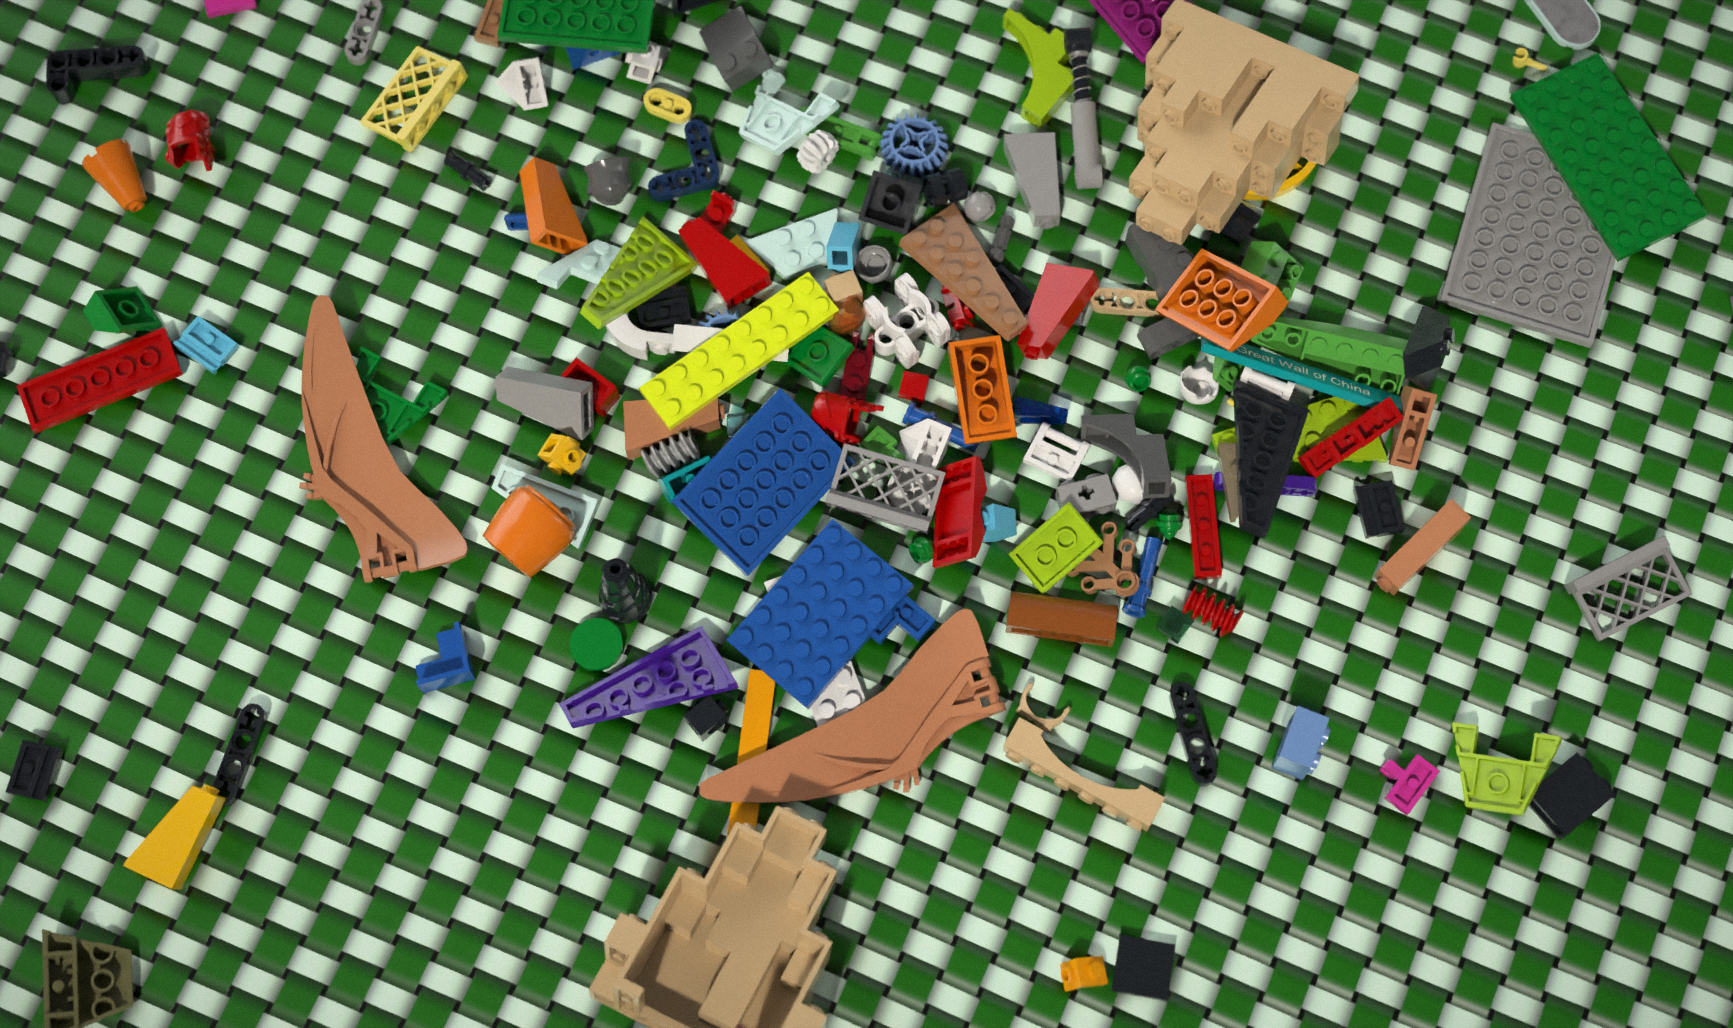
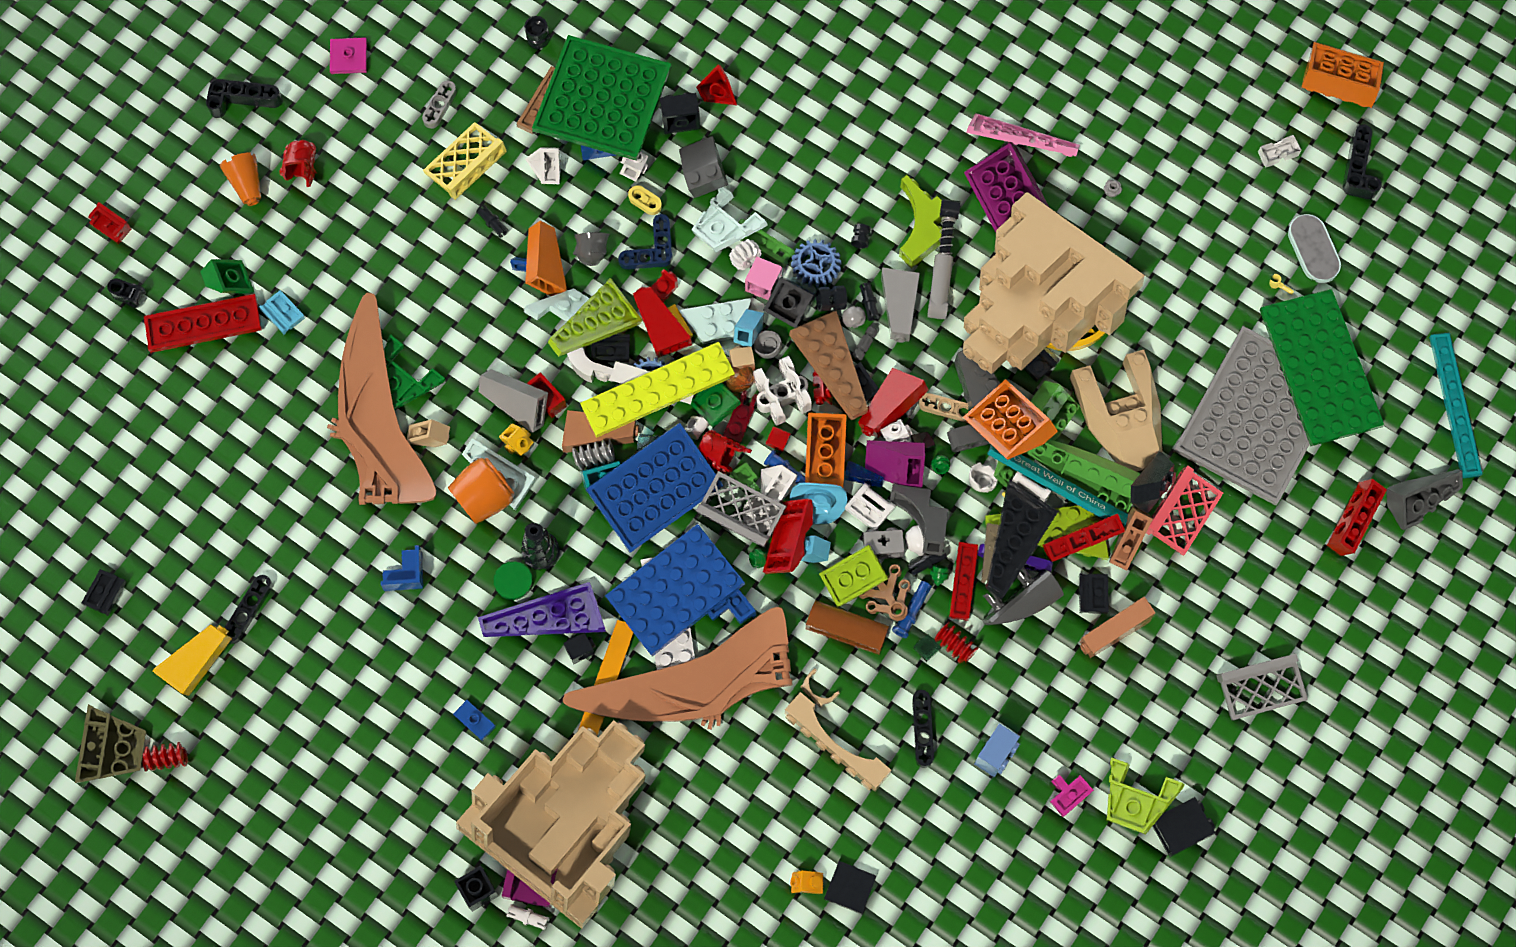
camera: 10 degrees right, 0 degrees up
(164, 981) = (164, 757): none -> red piece
(440, 469) = (428, 433): none -> tan slope
(583, 844) = (474, 720): none -> blue plate
(801, 390) = (696, 427): none -> white brick
(848, 178) = (762, 278): none -> bright pink head
(965, 96) = (861, 235): none -> black wheel
(995, 183) = (869, 301): none -> black pin
(999, 452) = (827, 500): none -> medium azure hat
(1072, 351) = (897, 432): none -> white brick
(1081, 384) = (897, 461): none -> magenta slope
(1107, 355) = (924, 438): none -> black slope
(1298, 532) = (1030, 599): none -> dark grey piece
(1372, 281) = (1127, 426): none -> tan wedge
(1452, 364) = (1172, 498): none -> coral fence
(1700, 342) = (1356, 517): none -> red brick

